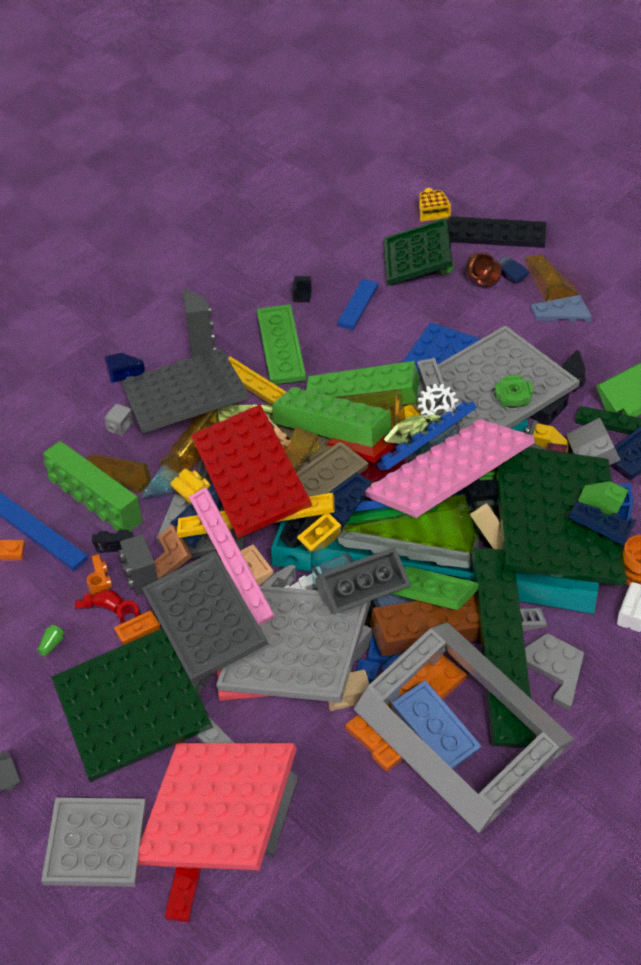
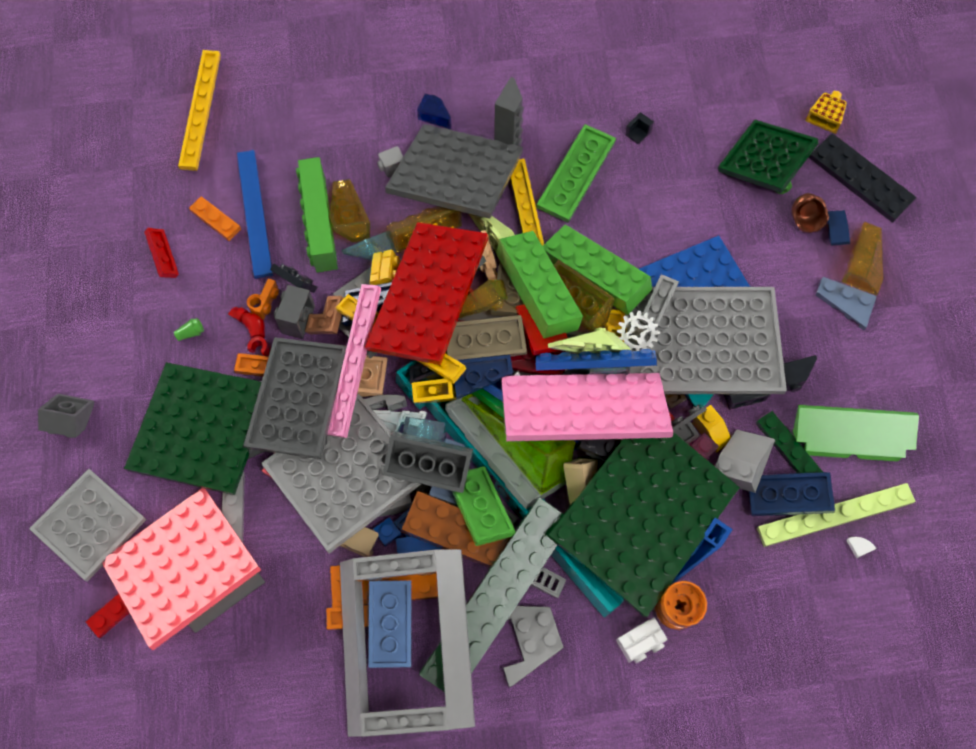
camera: 35 degrees right, 20 degrees up
(357, 304) = (675, 174): blue tile -> none
(523, 390) = (713, 372): bright green plate -> none
(605, 496) = (692, 528): bright green slope -> none
(607, 525) = (671, 554): dark blue wing -> none

